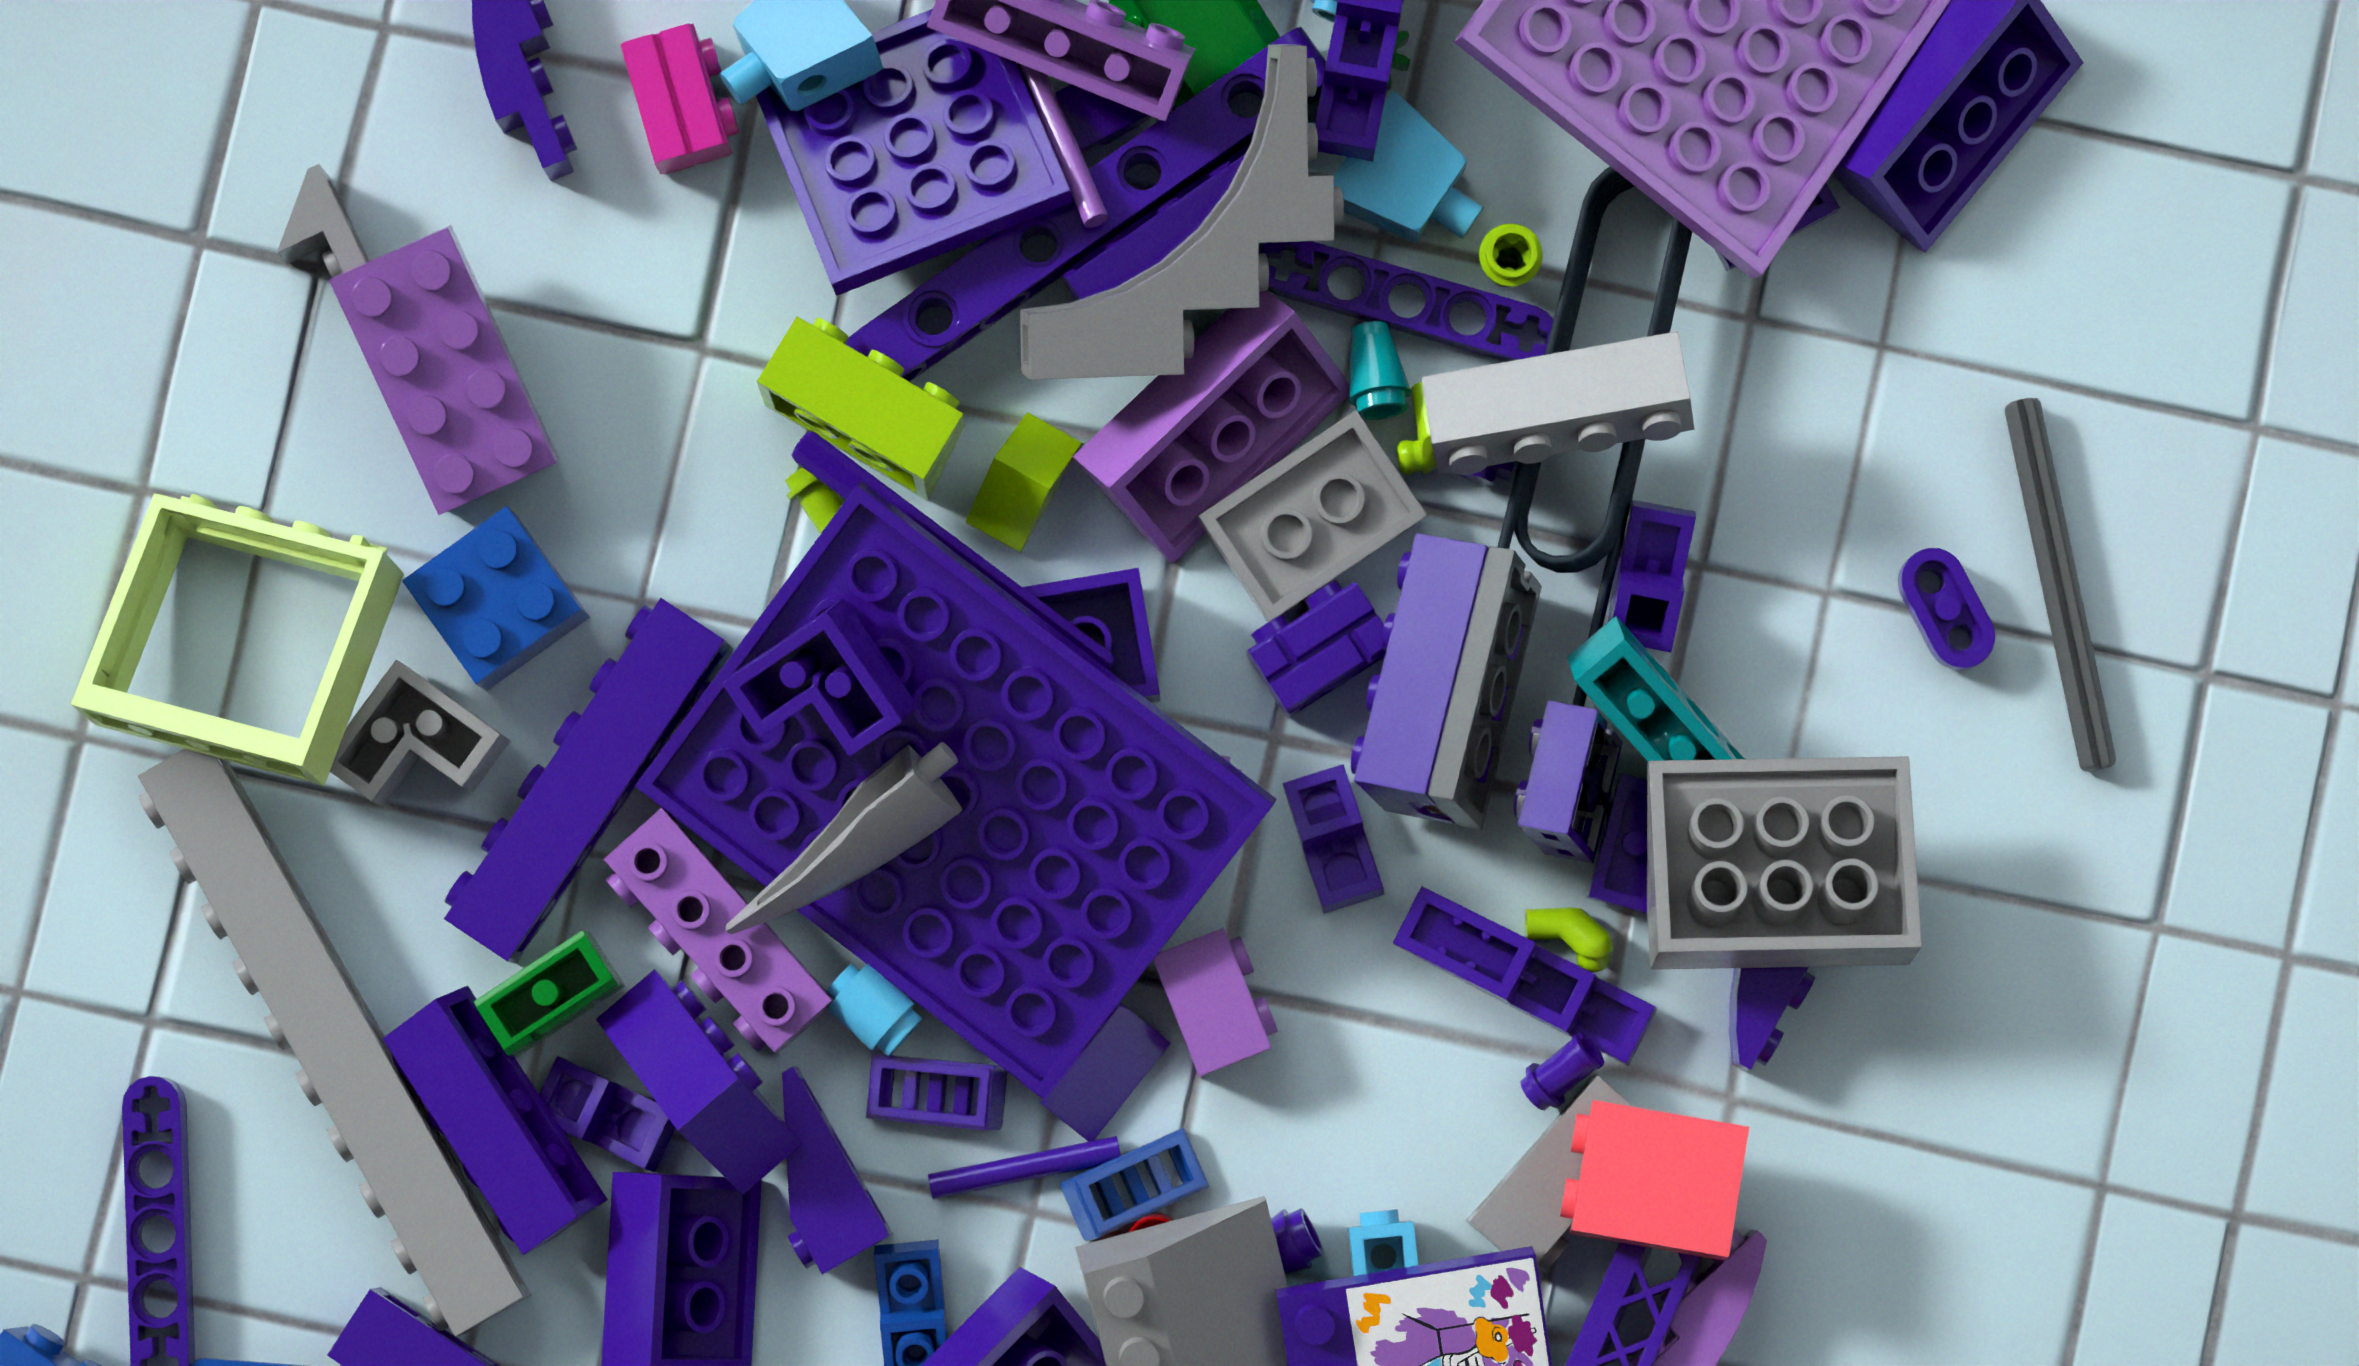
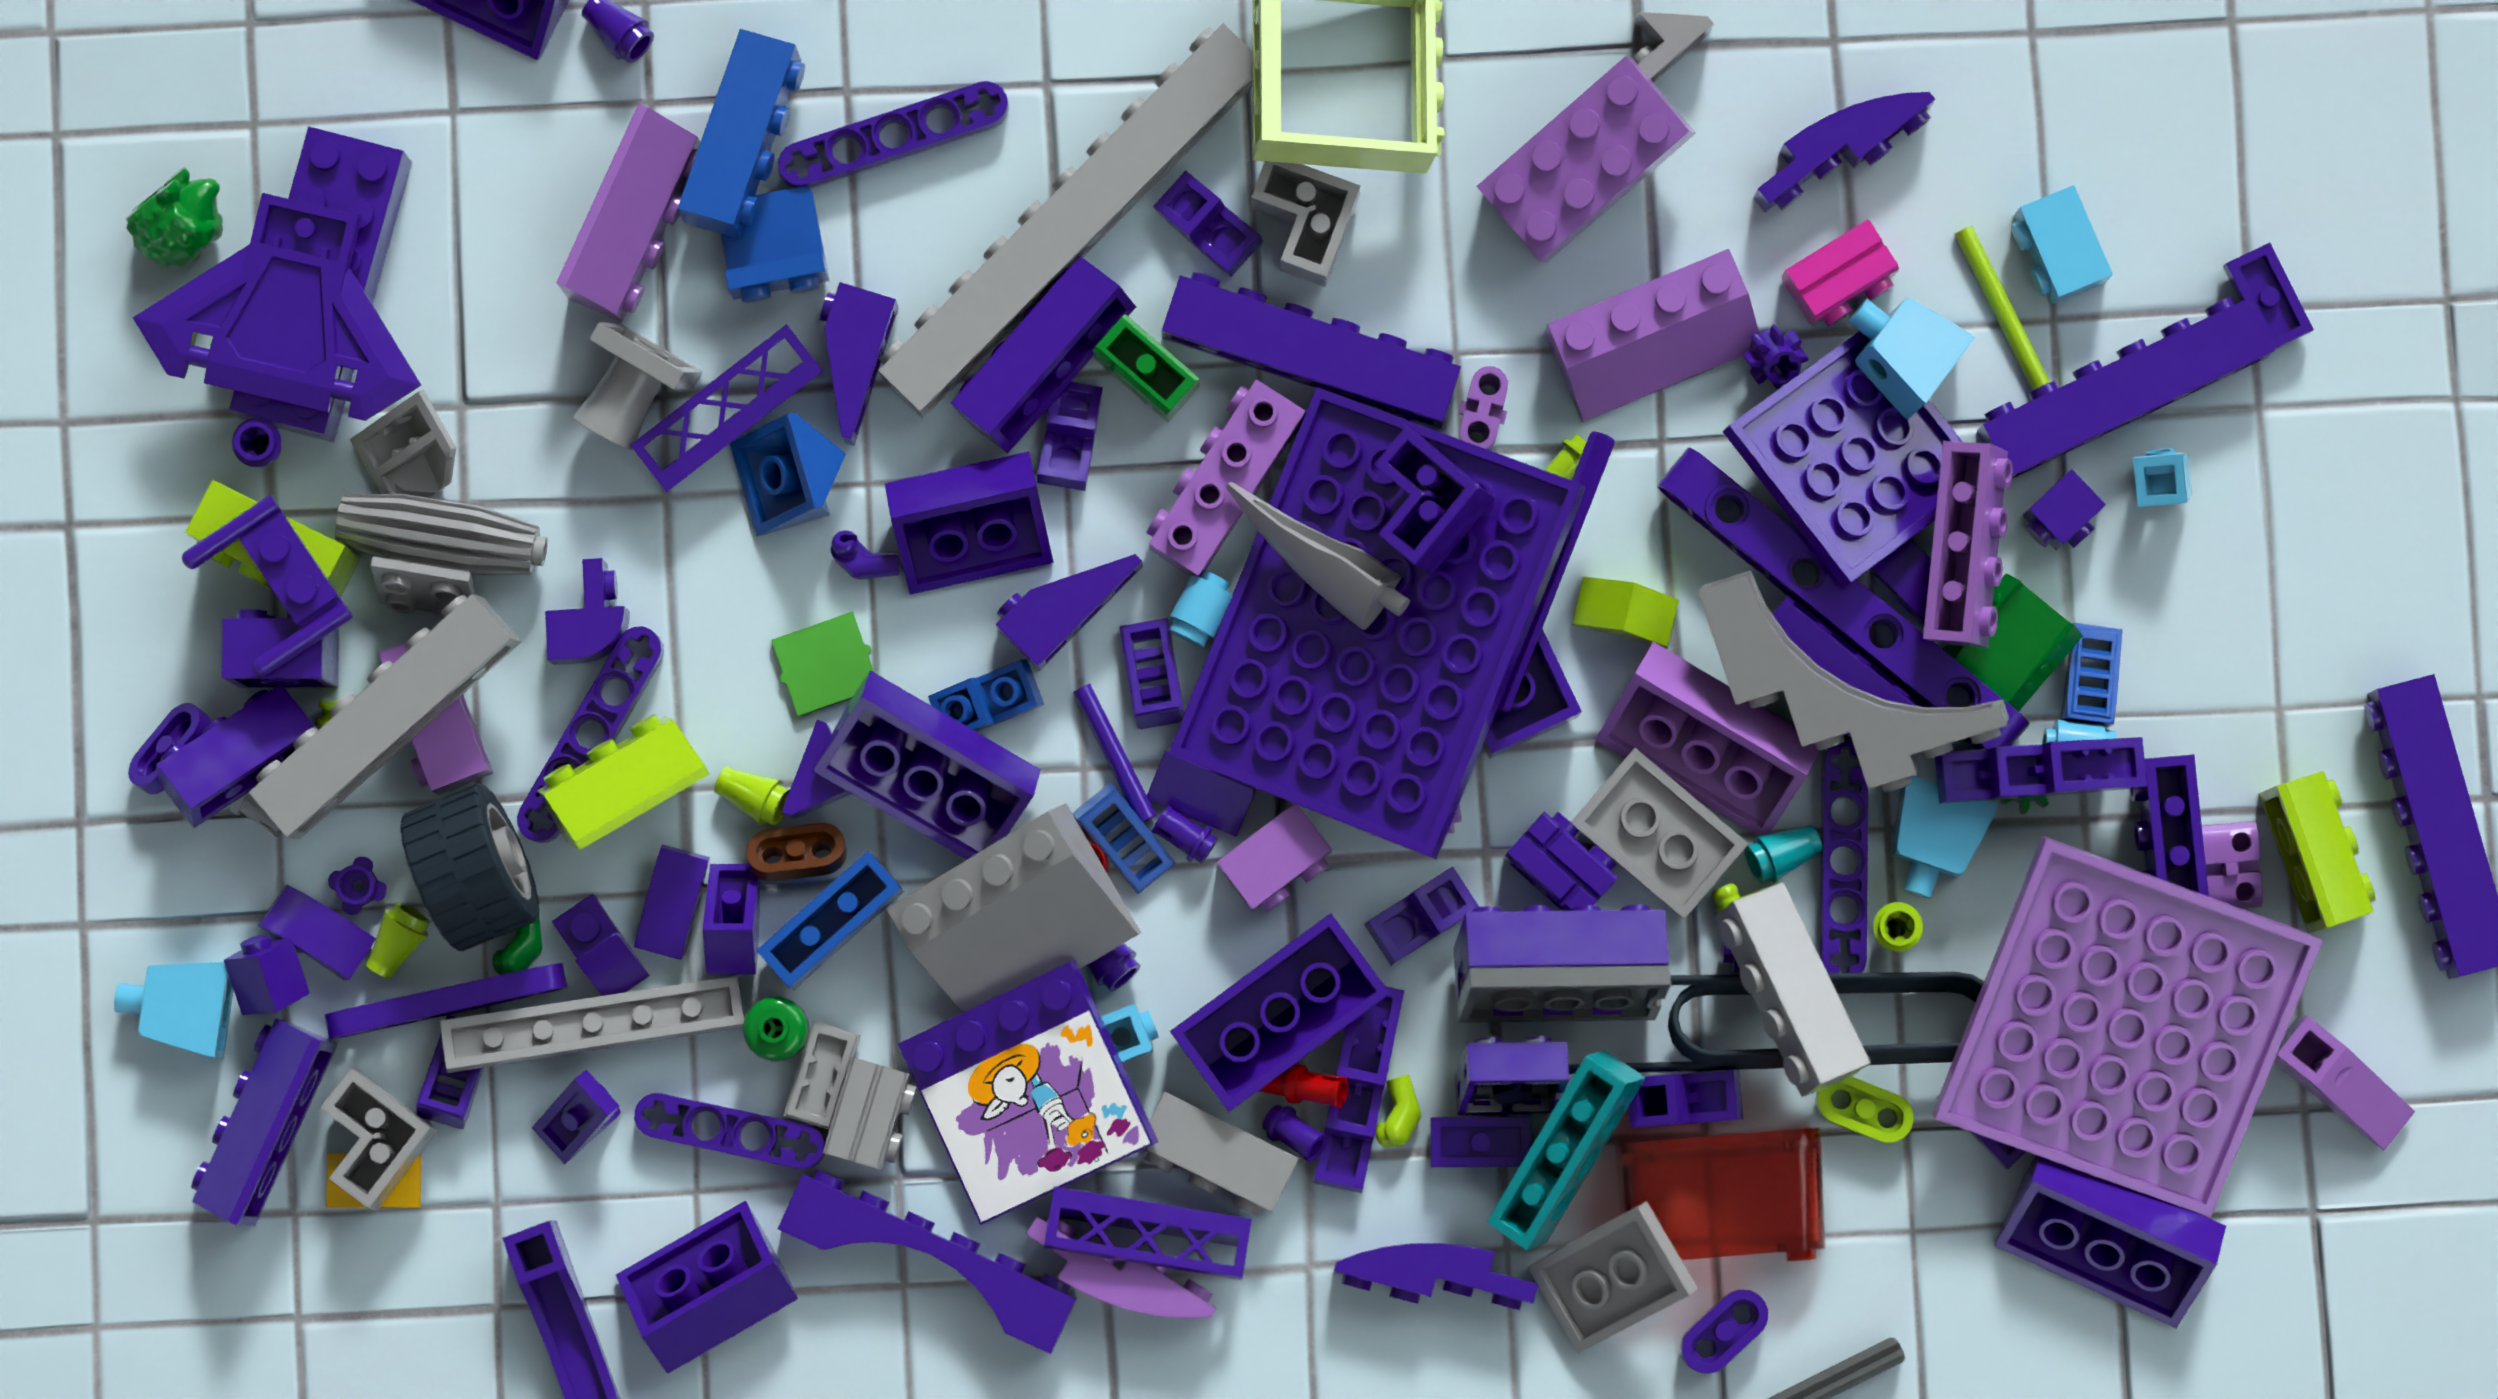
camera: 75 degrees right, 0 degrees up
(387, 865) = (1208, 223): none -> dark purple slope
(495, 598) = (1427, 246): blue brick -> none
(689, 348) = (1653, 335): none -> medium lavender slope
(697, 1081) = (1111, 493): dark purple wedge -> none
(725, 586) = (1481, 411): none -> medium lavender piece
(759, 207) = (1775, 356): none -> dark purple gear
(862, 405) = (1647, 474): lime slope -> none
(1065, 147) = (1882, 571): medium lavender bar -> none
(1151, 1107) = (1185, 834): none -> dark purple pin
(1410, 1049) = (1279, 1012): none -> dark purple slope
(1502, 1052) = (1300, 1084): none -> red pin
(1656, 1179) = (1232, 1218): coral brick -> none
(1720, 364) = (1863, 1110): none -> lime plate
(1781, 863) = (1493, 1249): light grey slope -> none
(1783, 566) = (1730, 1192): none -> clear red windscreen
(1850, 700) = (1612, 1277): none -> light grey plate

